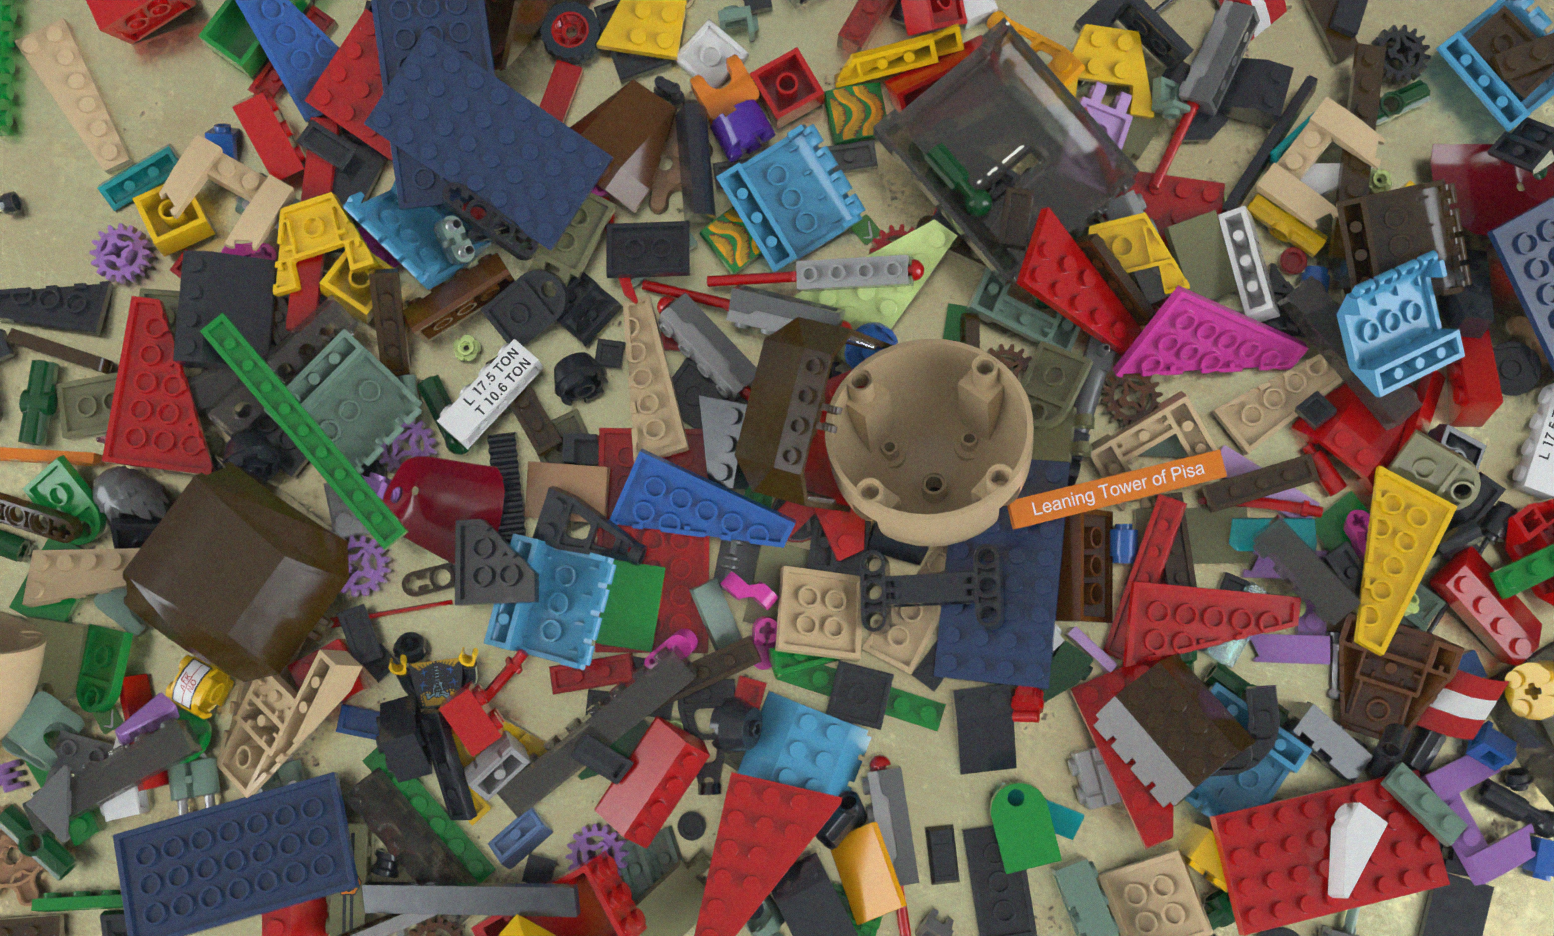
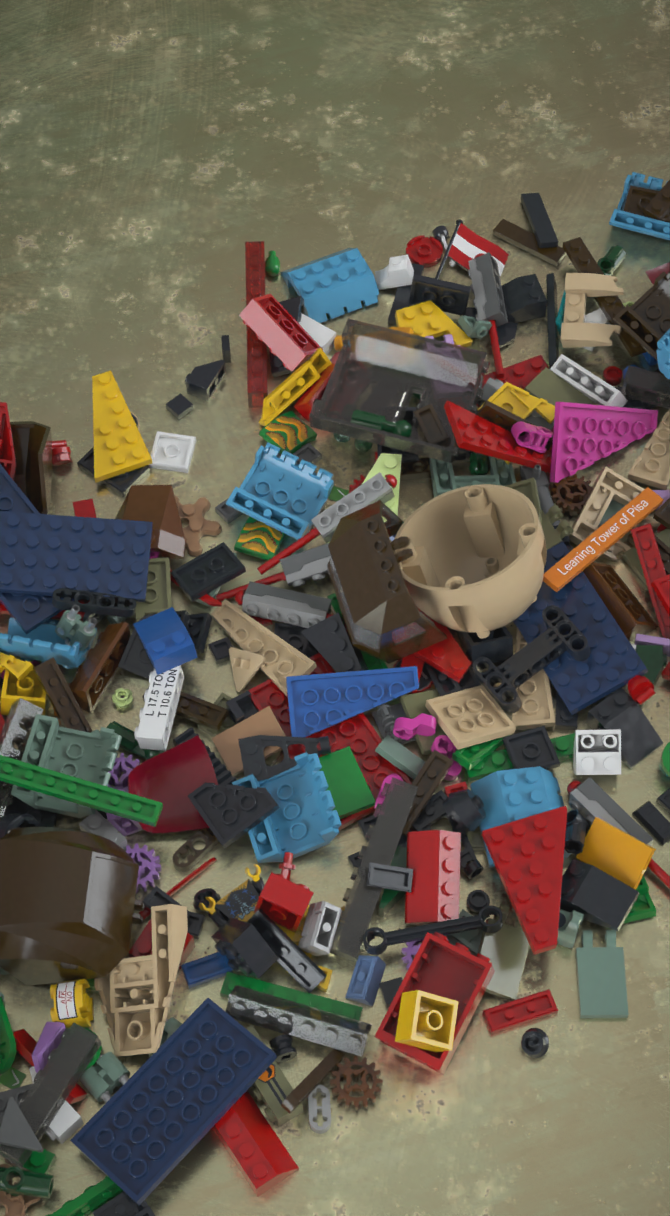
camera: 30 degrees left, 25 degrees down
(472, 898) = (360, 1014): tile -> none
(537, 318) = (165, 640): none -> blue slope
(565, 19) = (70, 473): black wheel -> none
(579, 378) = (213, 669): black cone -> none
(600, 673) = (342, 845): red tile -> none
(611, 842) = (444, 928): none -> black piece
(617, 393) = (244, 666): none -> tan piece
(669, 91) = (163, 474): black piece -> none
(695, 163) = (205, 507): black brick -> none
(723, 100) = (202, 467): orange piece -> none
(738, 17) = (176, 420): sand green bracket -> none
(742, 130) = (223, 474): dark purple brick -> none
(787, 88) = (235, 440): red brick -> none
(926, 748) = (597, 752): none -> white slope
(1122, 305) = (534, 438): none -> dark pink piece
(1123, 543) = (630, 575): blue brick -> none
(1286, 226) = (595, 357): yellow piece -> none
(1400, 51) = (593, 239): black gear -> none

